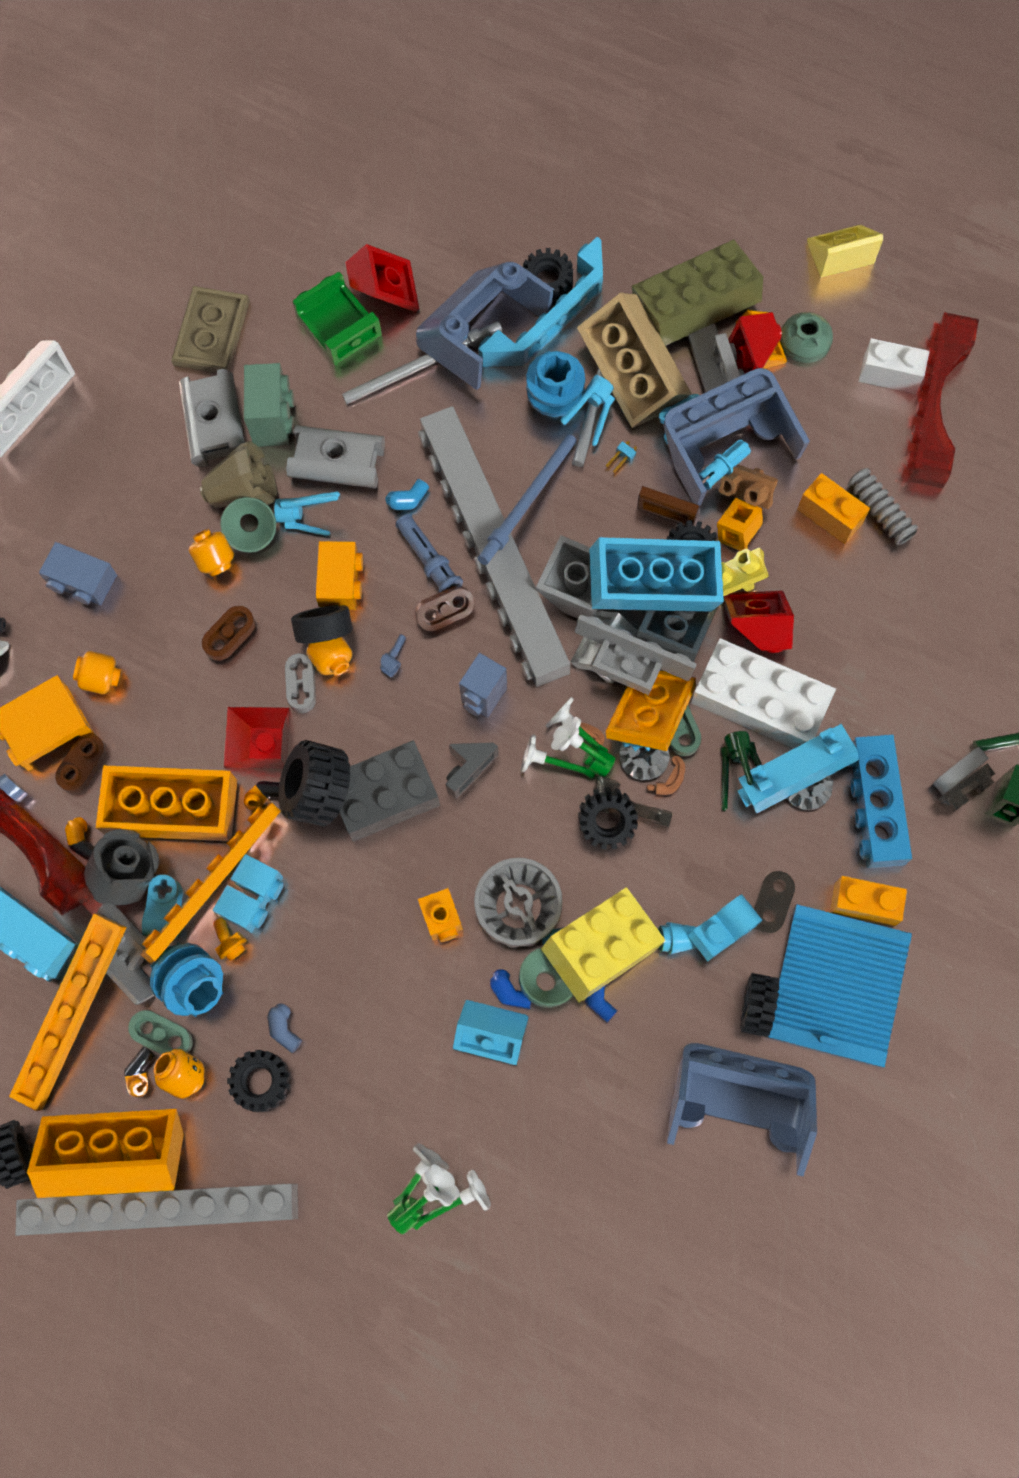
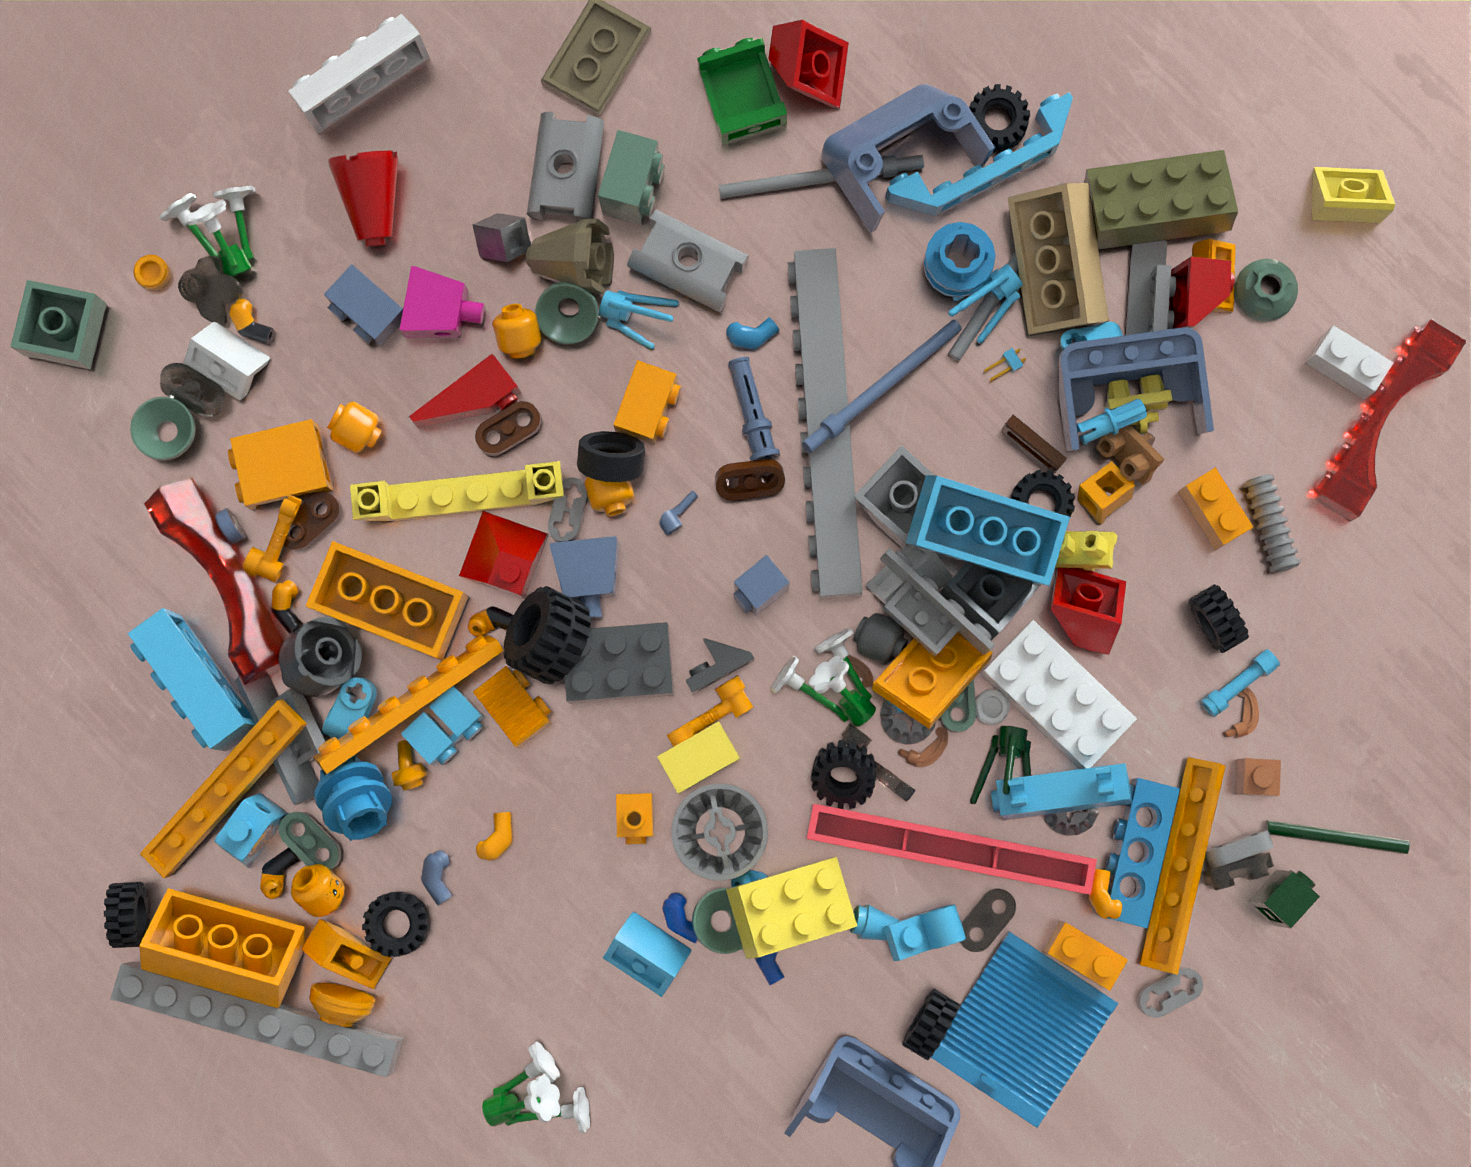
camera: 20 degrees right, 10 degrees up
(52, 482) = (368, 192): none -> red cone
(53, 809) = (266, 563): none -> light orange brick
(101, 1041) = (250, 828): none -> medium azure torso
(138, 556) = (437, 306): none -> dark pink torso
(176, 486) = (501, 237): none -> flat silver panel
(189, 616) = (474, 394): none -> red slope
(203, 701) = (457, 495): none -> light yellow slope
(222, 1123) = (345, 954): none -> light orange slope
(229, 1169) = (340, 1003): none -> light orange piece
(304, 857) = (513, 706): none -> light orange brick
(328, 976) = (499, 840): none -> light orange arm
(331, 721) = (587, 570): none -> sand blue torso
(478, 846) = (698, 757): none -> light yellow panel
(491, 791) = (732, 700): none -> light orange brick
(597, 698) = (880, 638): none -> dark grey head
(711, 725) = (991, 707): none -> white tile
(721, 849) = (951, 849): none -> coral brick
(748, 434) = (1152, 396): none -> light yellow hips
(864, 846) = (1101, 899): none -> light orange arm
(870, 590) = (1218, 618): none -> black tyre
(918, 620) = (1262, 664): none -> medium azure bar
(920, 801) = (1182, 865): none -> light orange plate
(925, 661) = (1250, 716): none -> nougat piece
(945, 905) = (1173, 1000): none -> light grey beam
(953, 706) = (1257, 777): none -> nougat brick

